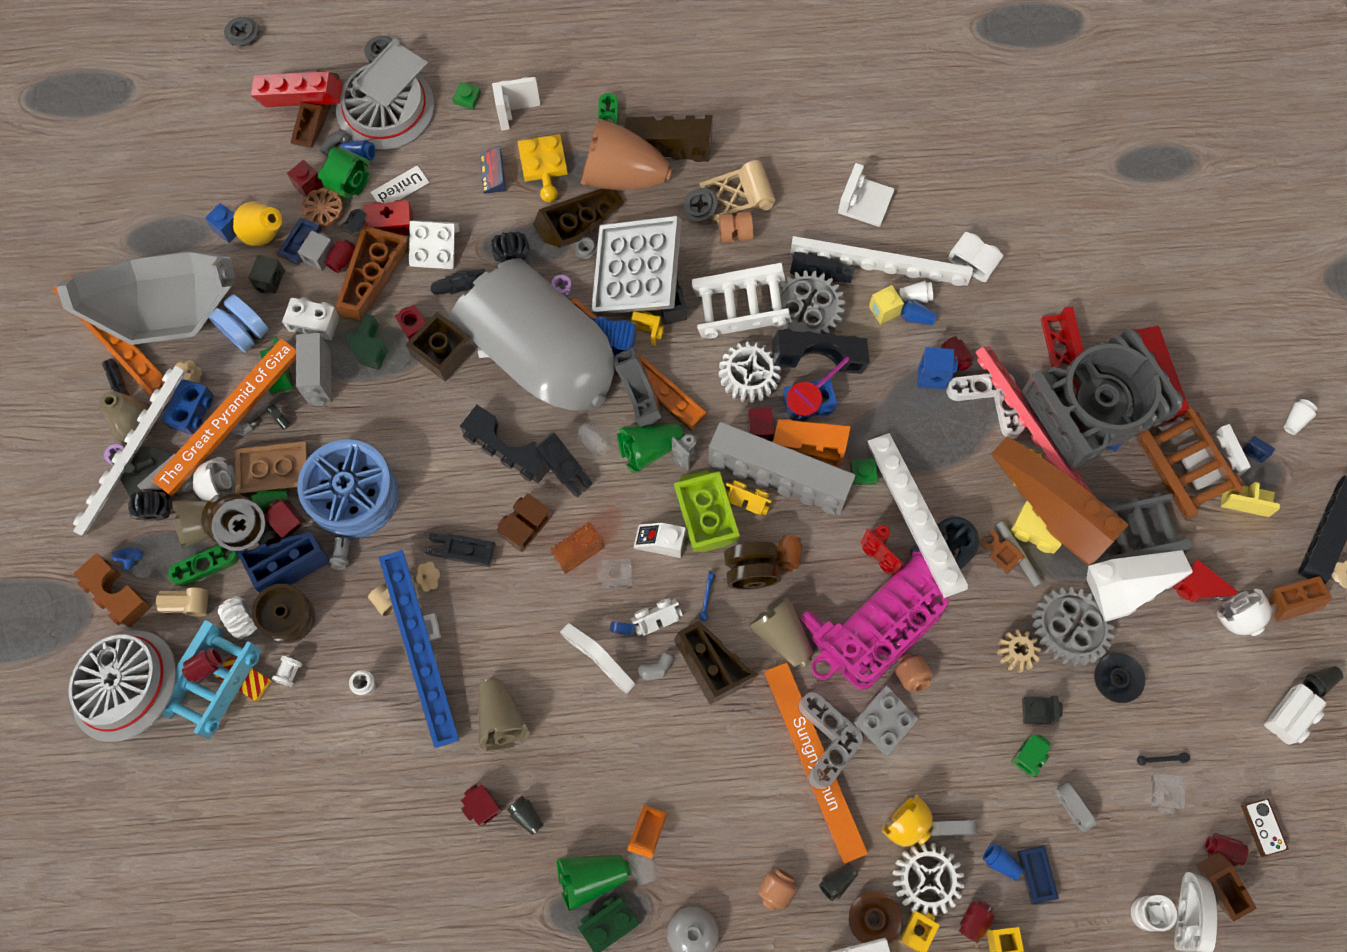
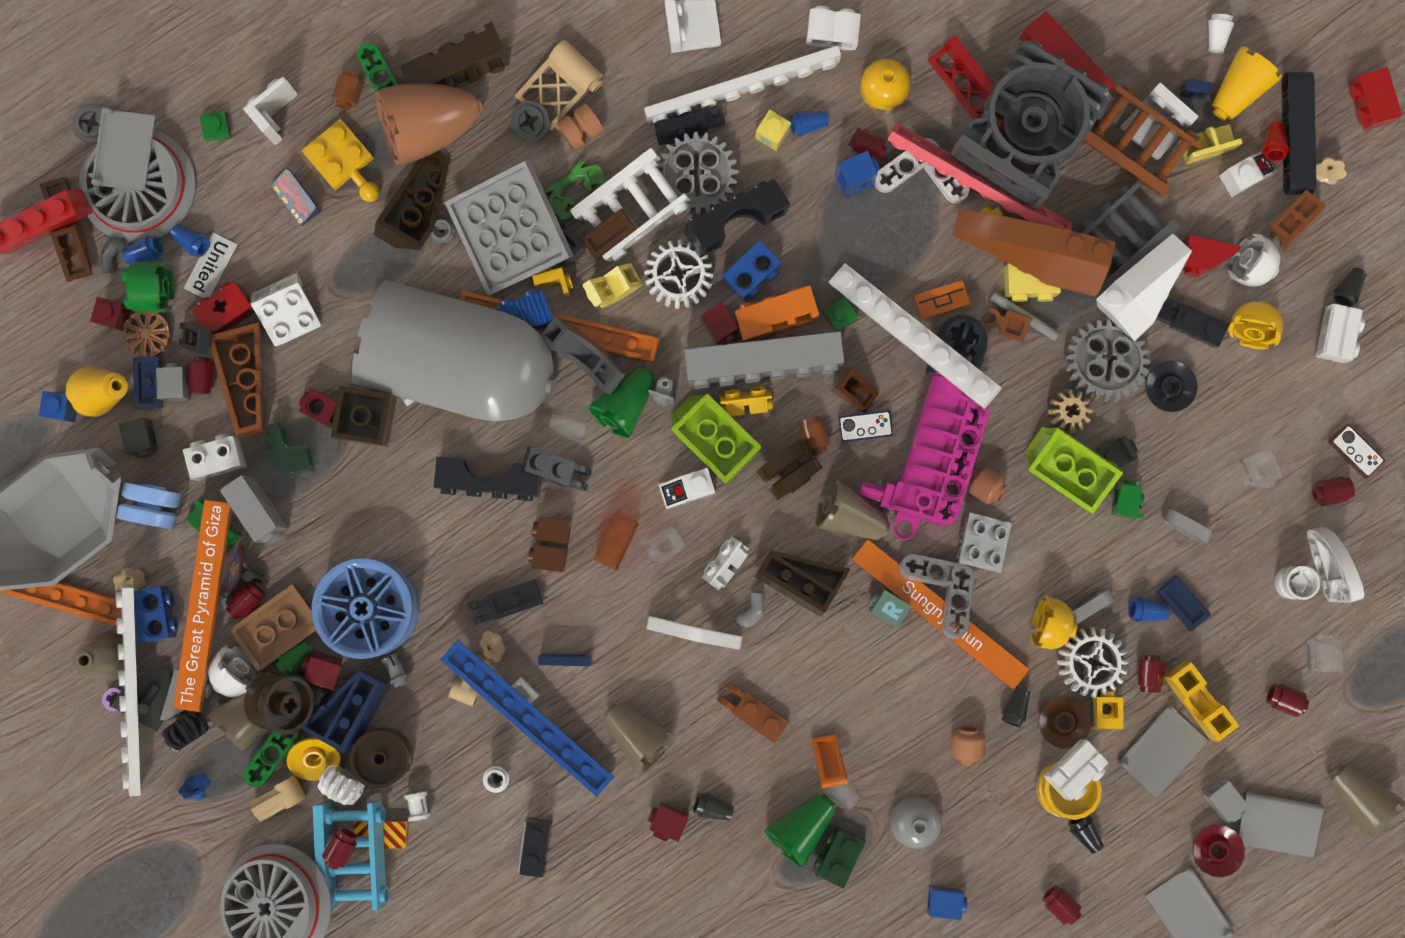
camera: 30 degrees left, 15 degrees up
(97, 577) = (181, 823): dark orange arch -> none
(114, 376) = (60, 626): black axle -> none
(221, 584) = (311, 758): none -> yellow dish
(262, 434) = (244, 600): none -> dark red brick
(357, 761) = (534, 847): none -> black brick
(397, 161) = (190, 240): none -> blue cone
(456, 282) = (337, 338): black hinge -> none
(478, 620) = (565, 660): none -> dark blue tile
(509, 246) = (367, 274): black gear -> none
(565, 281) = (441, 276): lavender bush -> none
(577, 117) = (347, 89): none -> dark orange brick
(608, 756) = (755, 713): none -> dark orange hinge
(622, 628) = (701, 592): blue tile -> none
(686, 274) = (593, 177): none -> bright green helmet
(692, 354) = (612, 286): none -> light yellow brick
(703, 616) = (767, 537): blue hinge -> none
(711, 311) = (608, 234): none -> reddish brown tile
(772, 729) = (889, 608): none -> sand green brick
(805, 397) = (748, 274): red piece -> none
(835, 570) = (865, 426): none -> white tile
(842, 534) = (855, 390): none -> reddish brown slope
(874, 546) = (890, 385): red hinge -> none
(919, 292) = (795, 99): white cone -> none
(954, 504) = (941, 300): none -> orange tile
(996, 318) = (885, 84): none -> yellow cylinder
(997, 698) = (1072, 467): none -> lime slope
(1164, 636) = (1194, 323): none -> black hinge
(1183, 758) = (1258, 427): black hinge -> none
(1221, 666) = (1257, 325): none -> yellow cylinder
(1227, 886) = (1348, 525): reddish brown piece -> none
(1272, 538) = (1247, 173): none -> white slope
(1303, 464) = (1244, 83): none -> yellow cone
(1309, 527) = (1276, 142): none -> red cone

